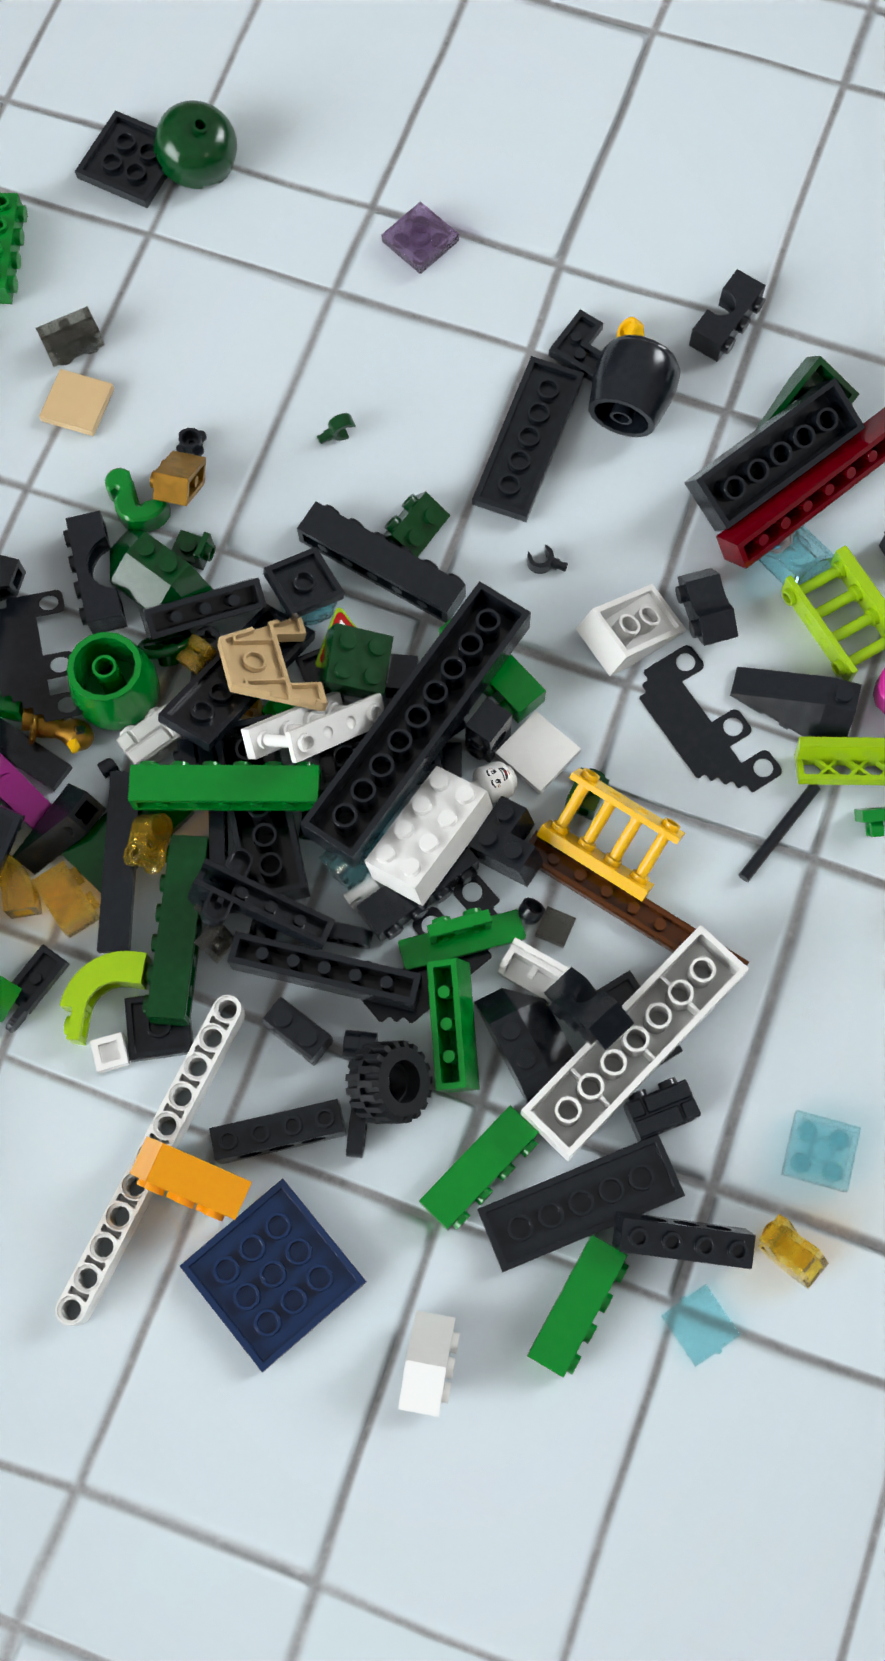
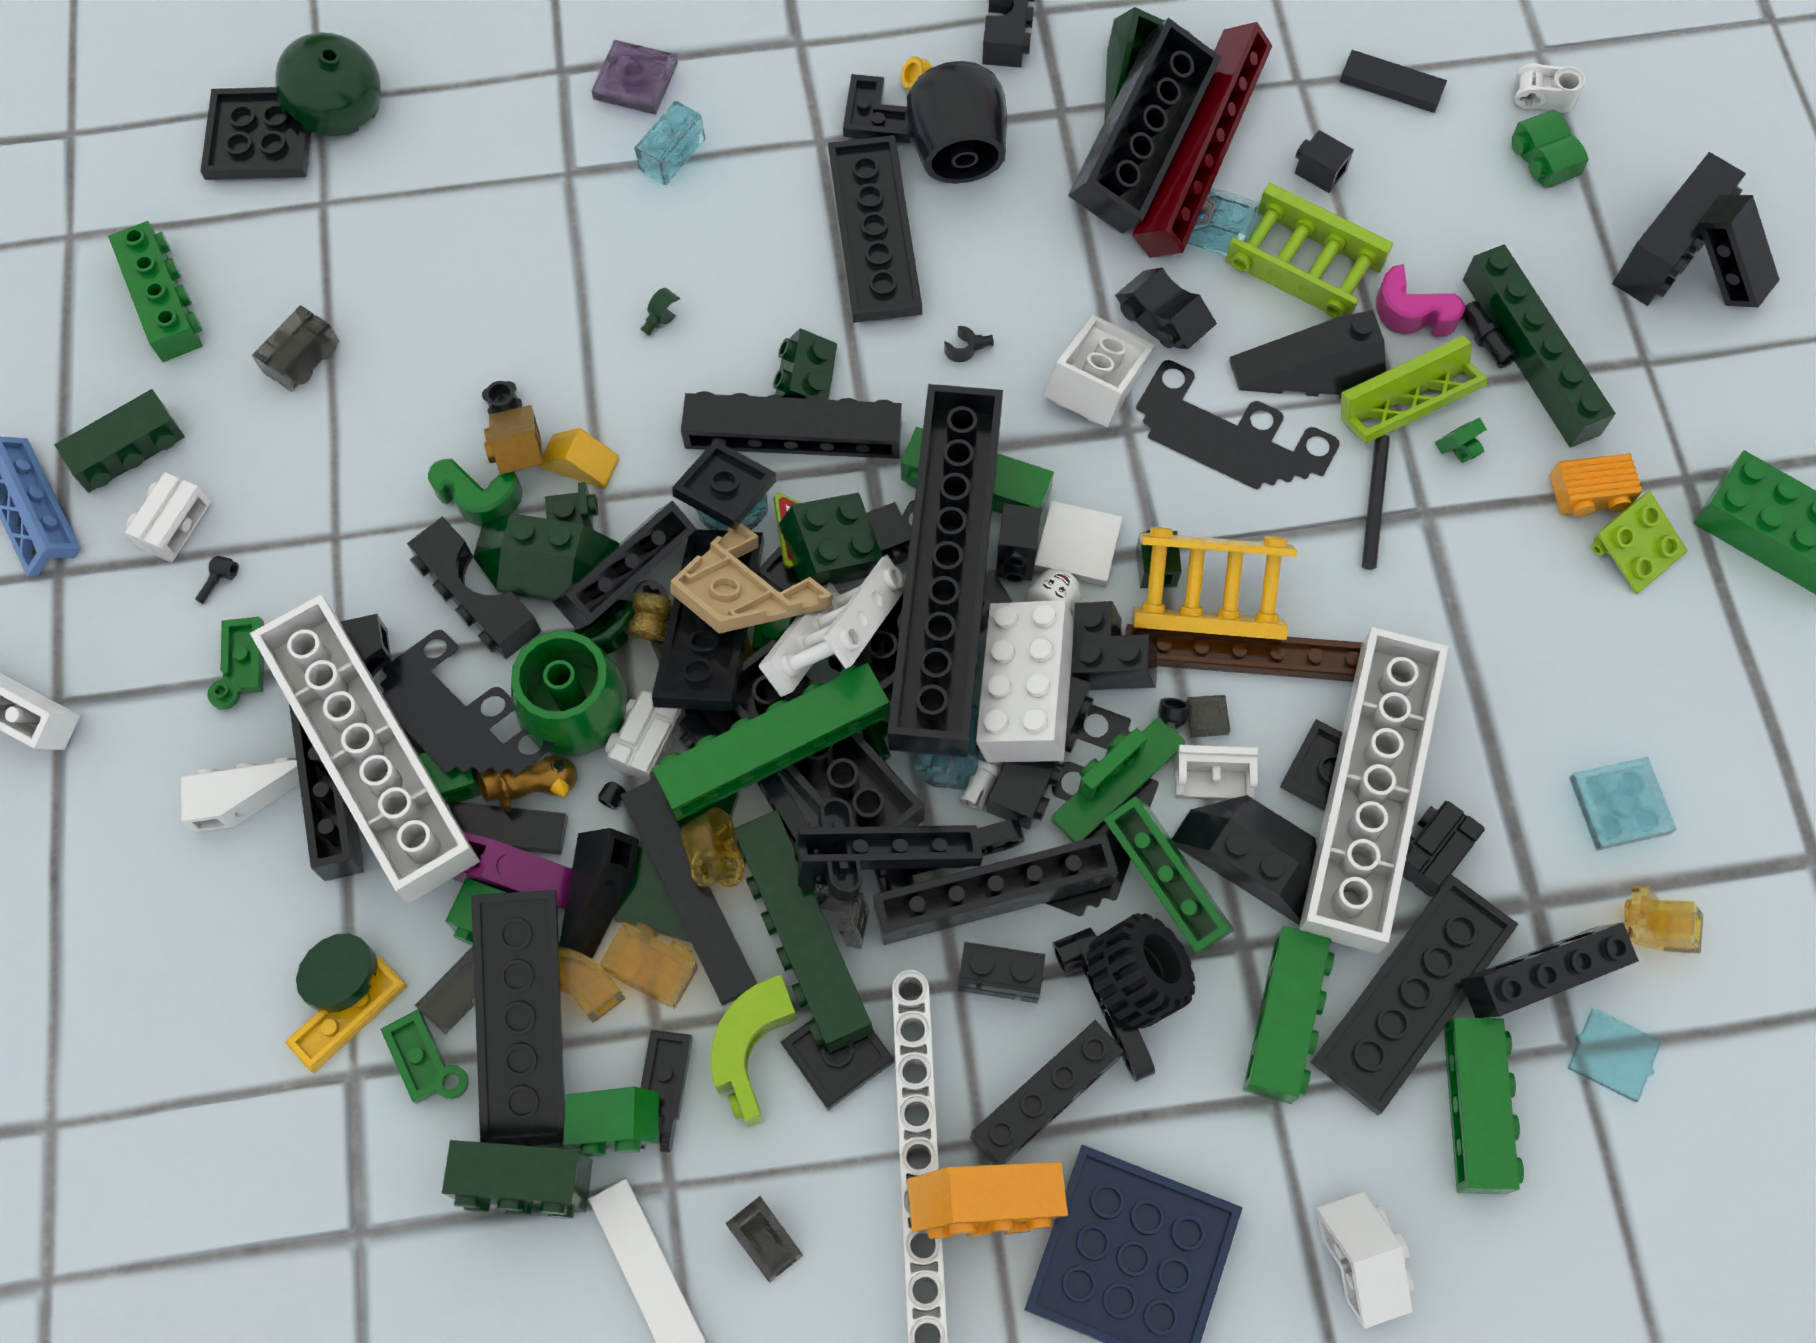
camera: 30 degrees left, 5 degrees down
(37, 1123) = (764, 1239): none -> clear smoke slope
(76, 402) = (342, 416): tan tile -> none
(110, 1052) = (800, 1111): white plate -> none
(220, 513) = (579, 457): none -> yellow slope
(415, 302) = (670, 143): none -> clear light blue brick
(584, 1010) = (1333, 778): black arch -> none

